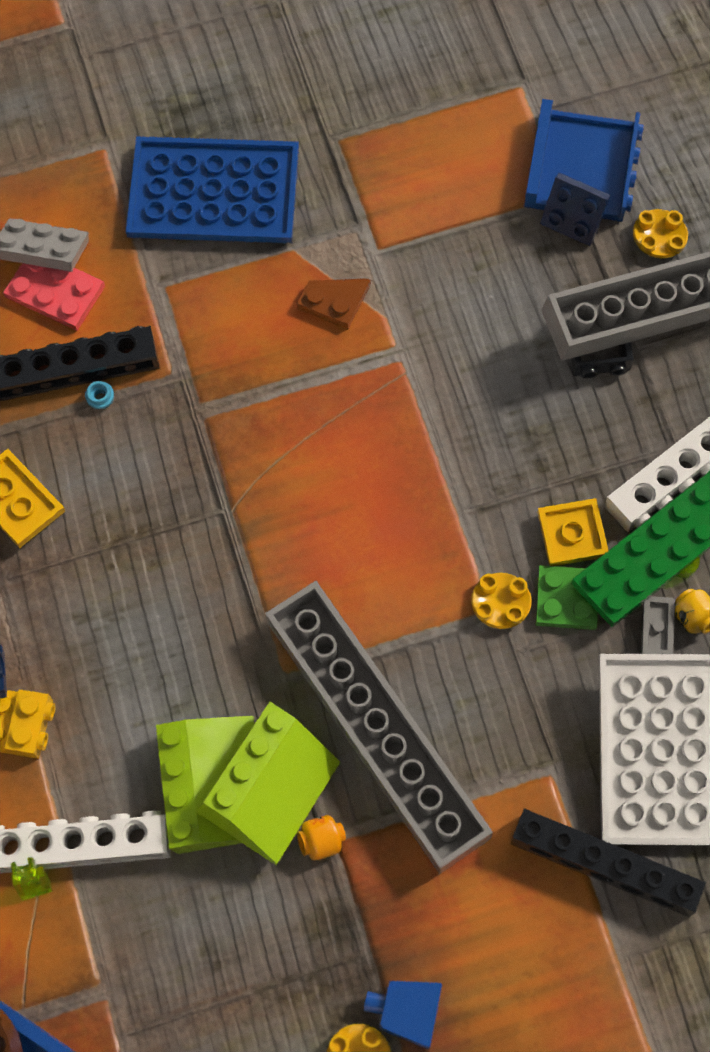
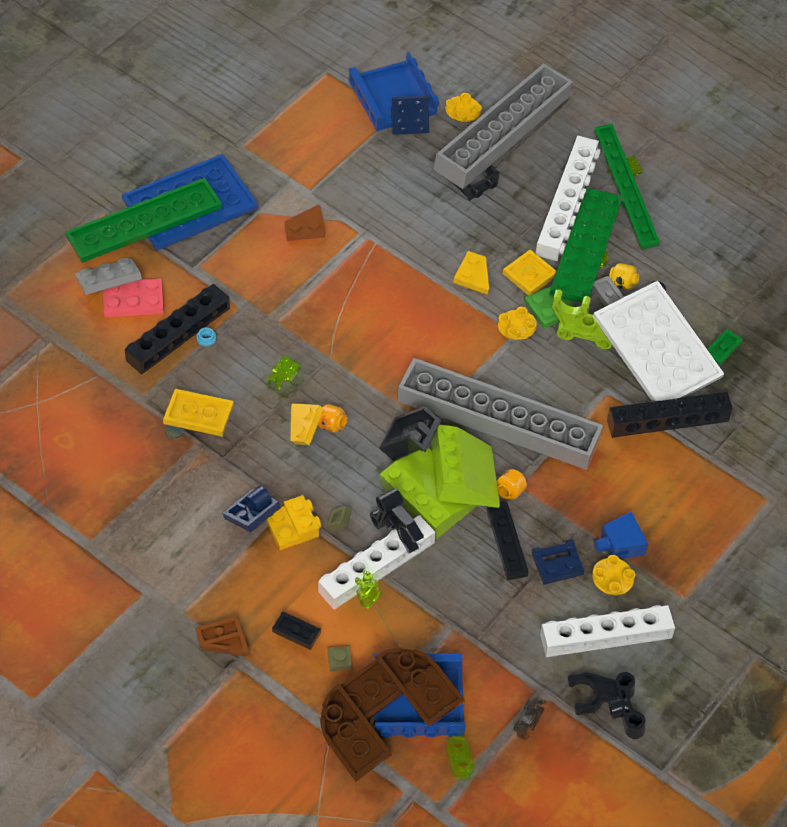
camera: 40 degrees left, 15 degrees down
(73, 753) = (339, 518): none -> olive plate
(123, 790) = (395, 516): none -> black piece
(125, 589) = (304, 422): none -> yellow wing
(132, 188) = (143, 220): none -> green plate
(161, 497) = (283, 370): none -> clear neon green plate
(164, 602) = (332, 418): none -> light orange head
(234, 690) = (410, 433): none -> black window
(257, 919) = (507, 542): none -> black plate
(298, 998) = (558, 568): none -> dark blue plate
(499, 489) = (473, 273): none -> yellow wing
(569, 646) = (578, 323): none -> lime piece

